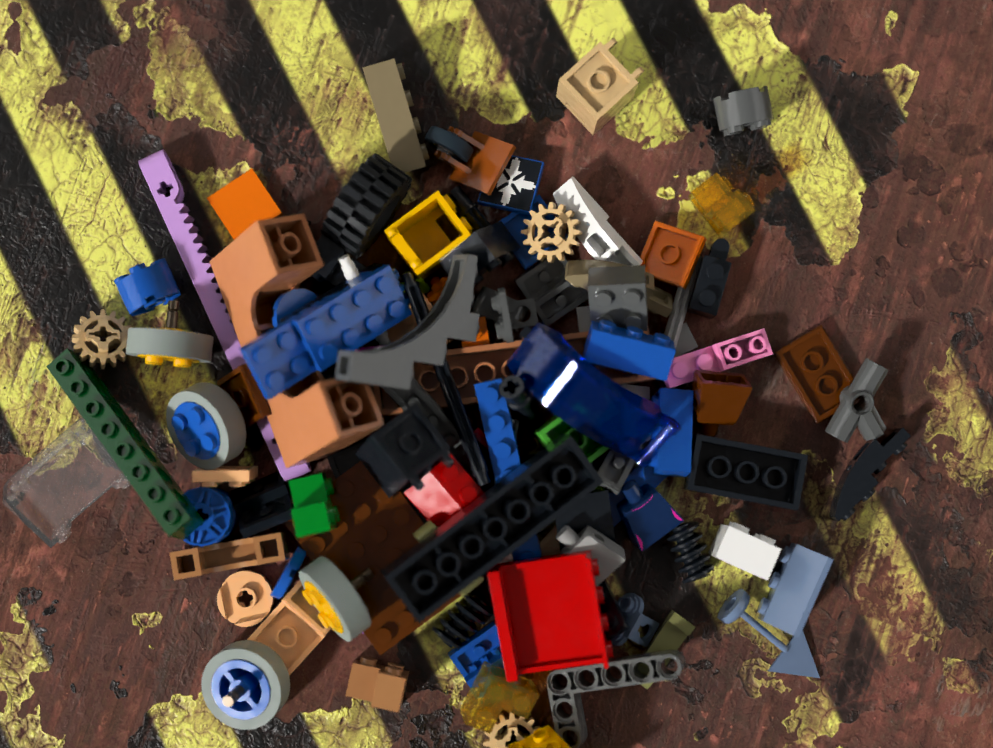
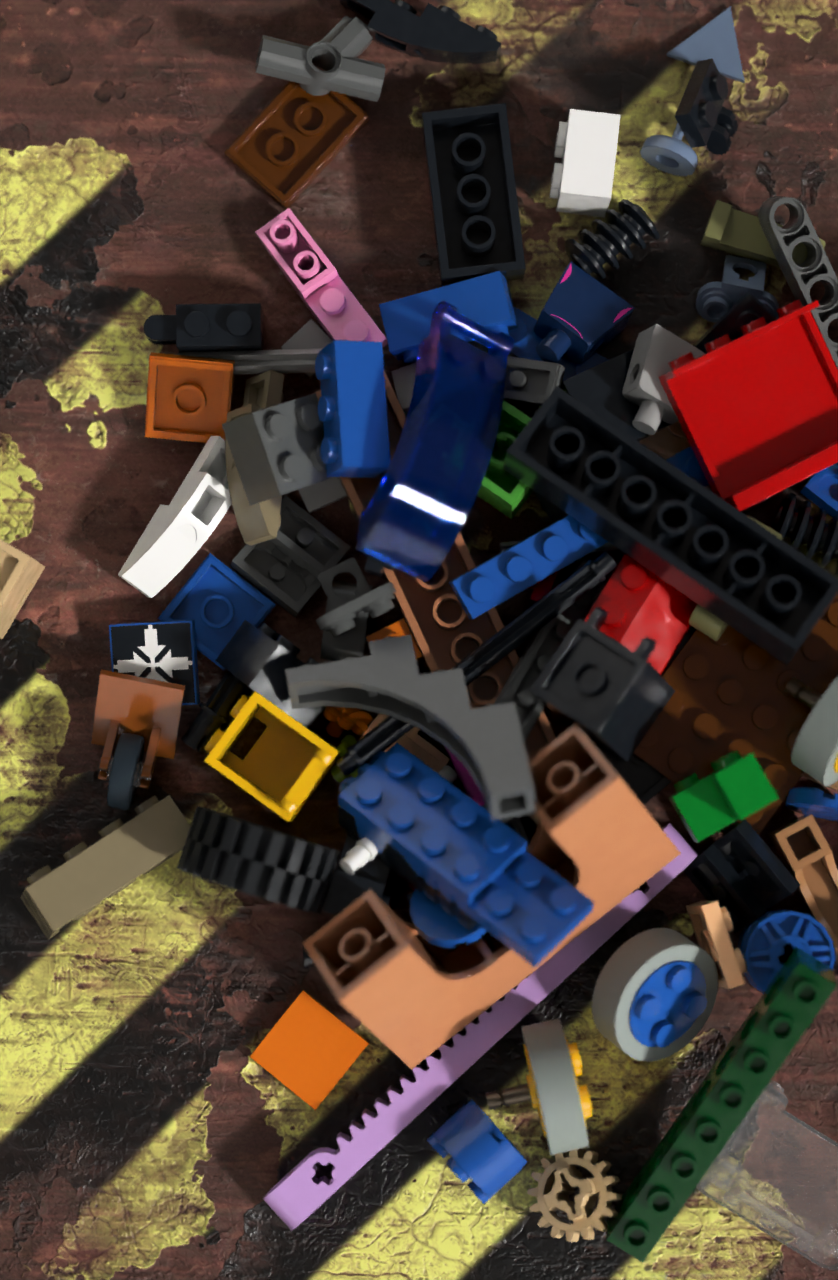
camera: 110 degrees left, 0 degrees up
(246, 393) = (588, 949): reddish brown tile -> none
(520, 399) = (474, 545): black pin -> none
(559, 224) = (202, 596): tan gear -> none
(718, 398) = (379, 264): reddish brown torso -> none
(721, 206) = (96, 347): clear yellow brick -> none
(755, 635) = (701, 110): none -> black hinge
(794, 589) = (618, 76): sand blue slope -> none

